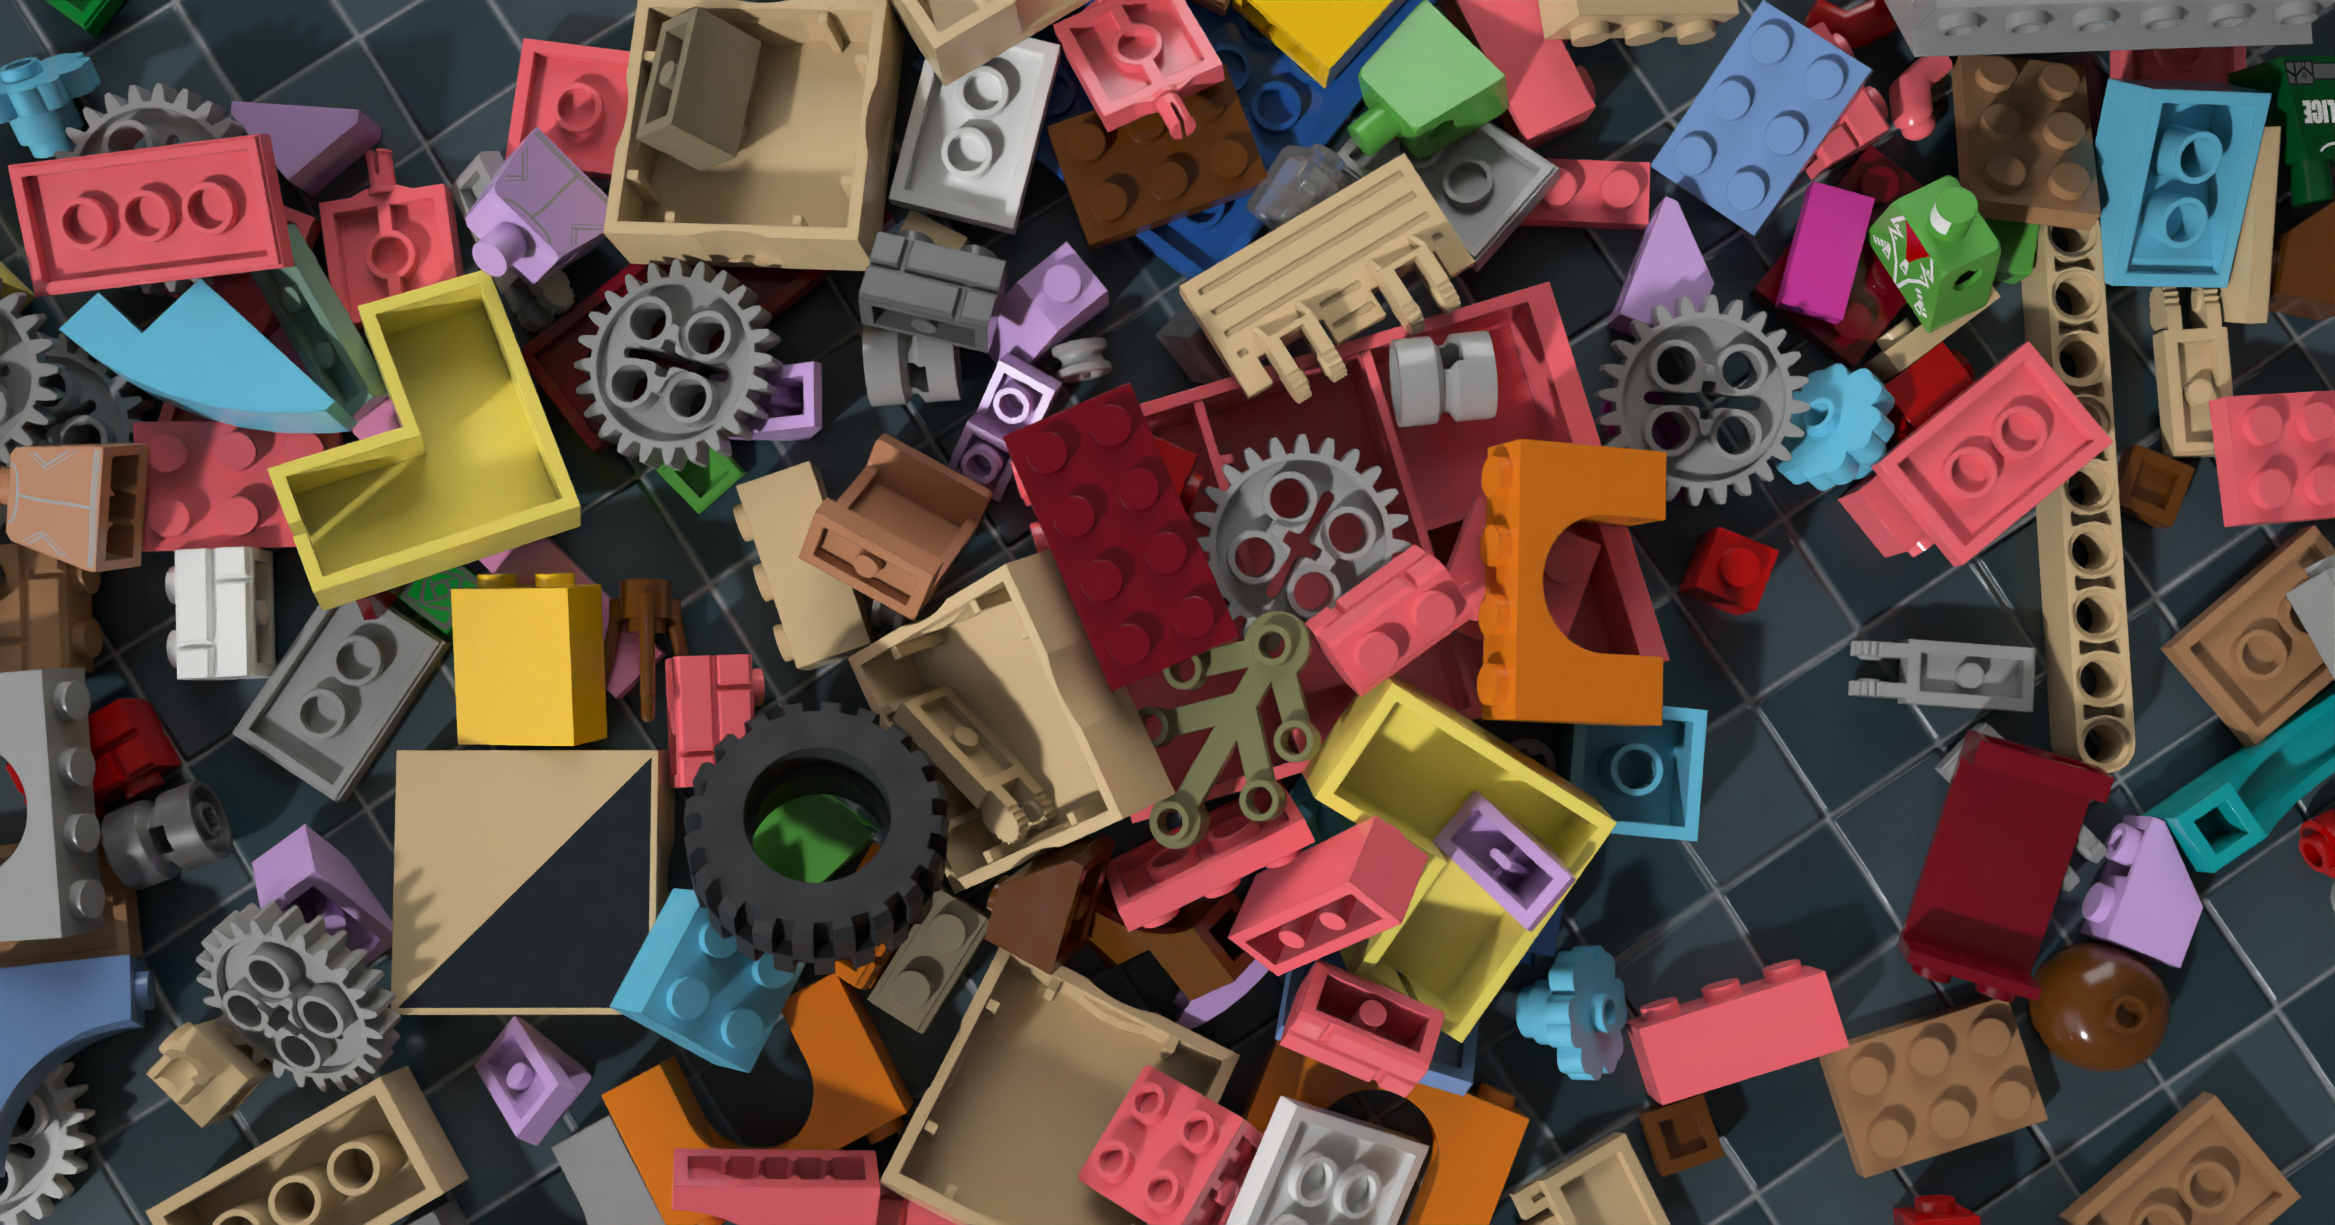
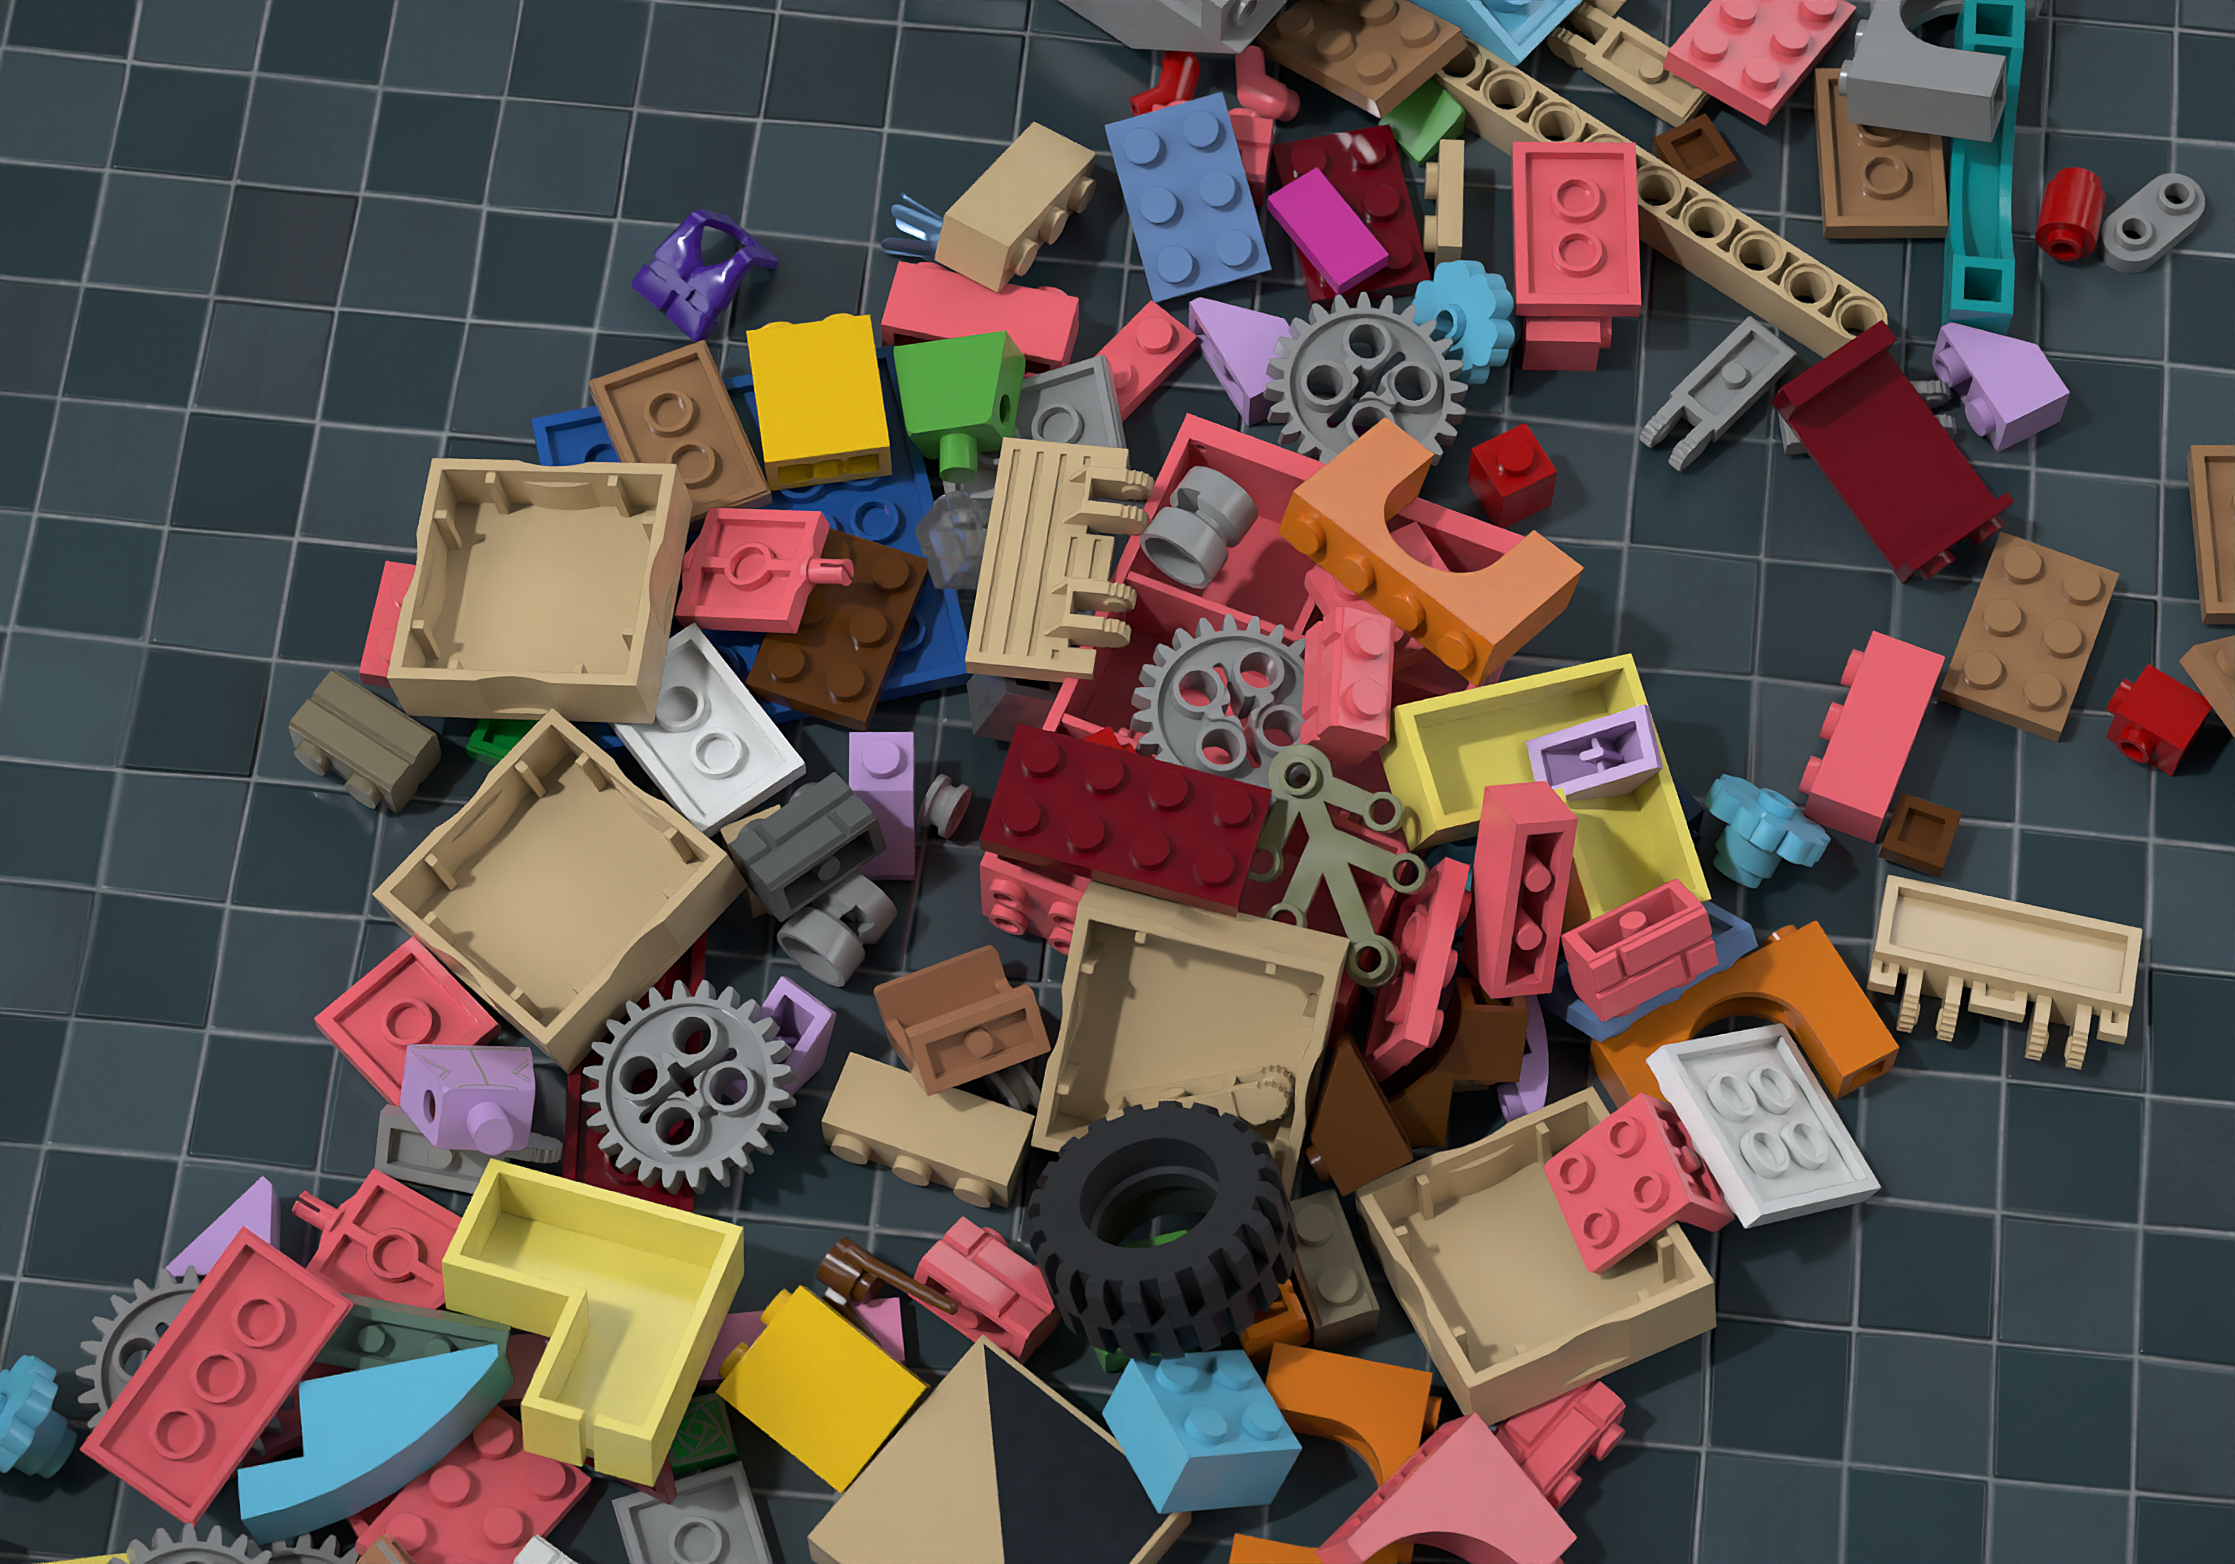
camera: 50 degrees left, 20 degrees down
(699, 89) = (490, 901): dark tan brick -> none
(703, 485) = (776, 1174): bright green slope -> none
(1012, 400) = (943, 897): lavender slope -> none
(1641, 773) = (1608, 620): medium azure brick -> none
(1926, 388) = (1489, 237): red brick -> none
(1932, 243) = (1394, 151): bright green torso -> none
(2100, 1007) = (2062, 476): reddish brown cylinder -> none

